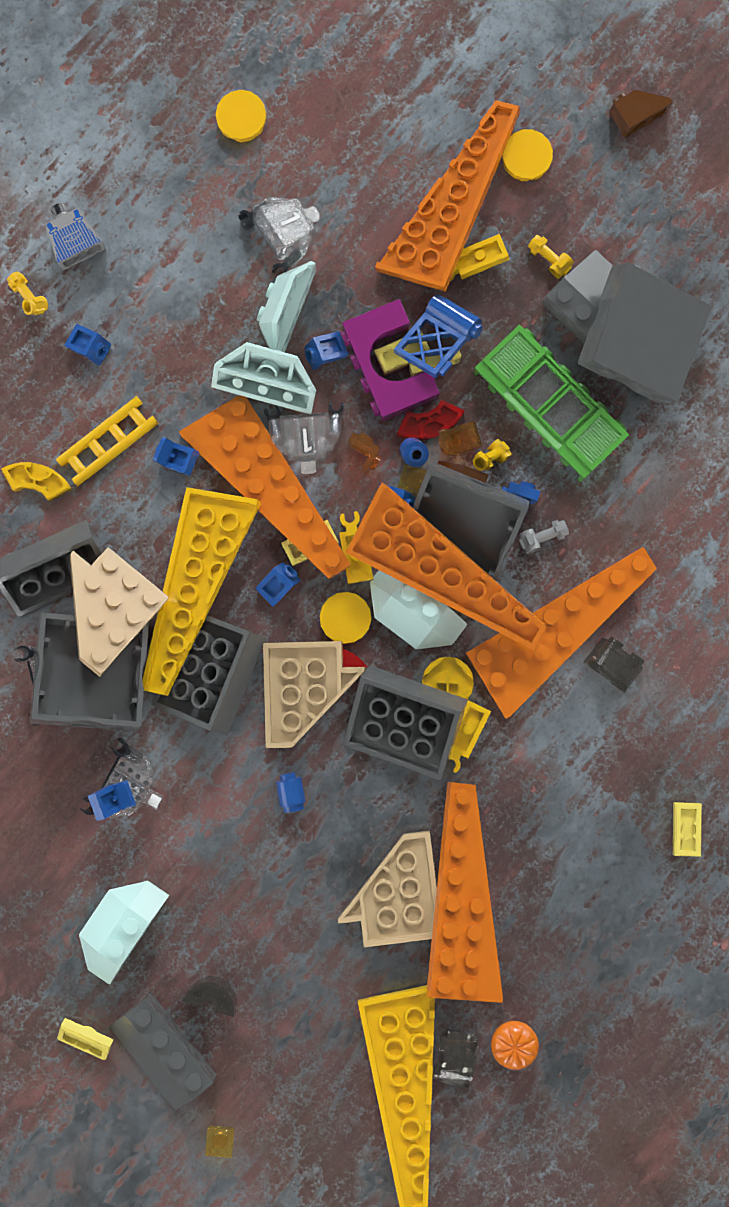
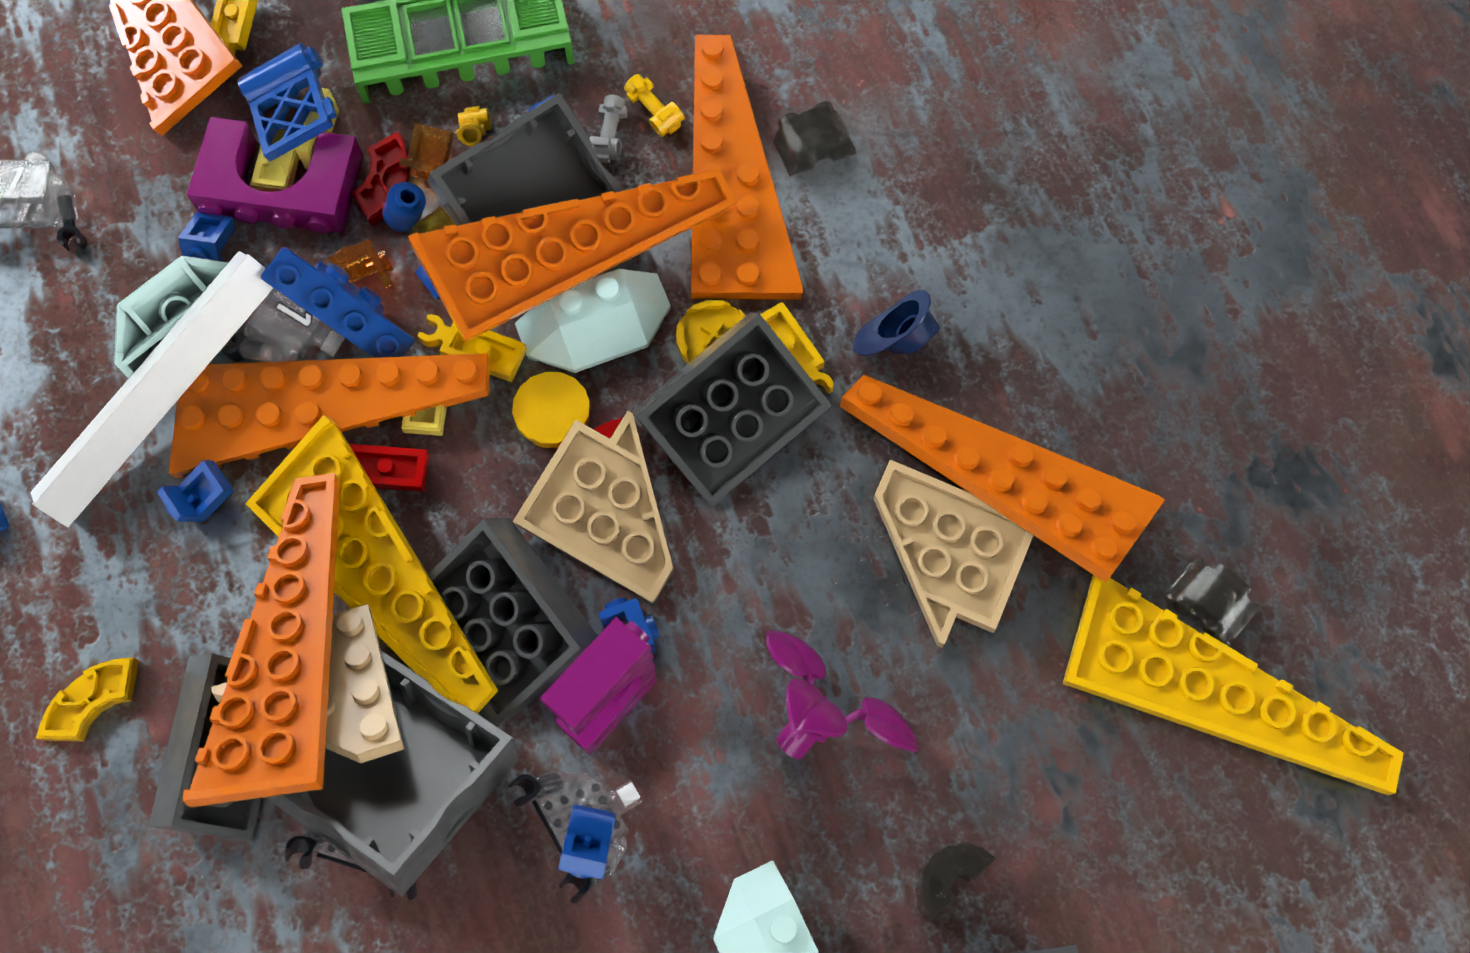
camera: 60 degrees left, 15 degrees down
(84, 593) = (275, 701): none -> orange wing
(103, 456) = (129, 591): yellow bar -> none
(192, 759) = (602, 684): none -> magenta arch
(217, 394) = (151, 390): none -> white tile
(243, 876) = (816, 718): none -> magenta plant
(248, 750) = (629, 611): none -> blue bracket
(256, 552) = (394, 466): none -> red plate
(278, 583) = (450, 464): blue bracket -> none
(284, 305) = (108, 247): light aqua wedge -> none
(290, 792) = (732, 606): blue brick -> none
(328, 461) = (337, 303): none -> blue bracket
(514, 1045) = (1231, 512): orange piece -> none
(515, 788) = (900, 328): none -> dark blue piece
(573, 565) = (665, 118): none -> yellow bar
(687, 829) = (1062, 170): light yellow plate -> none

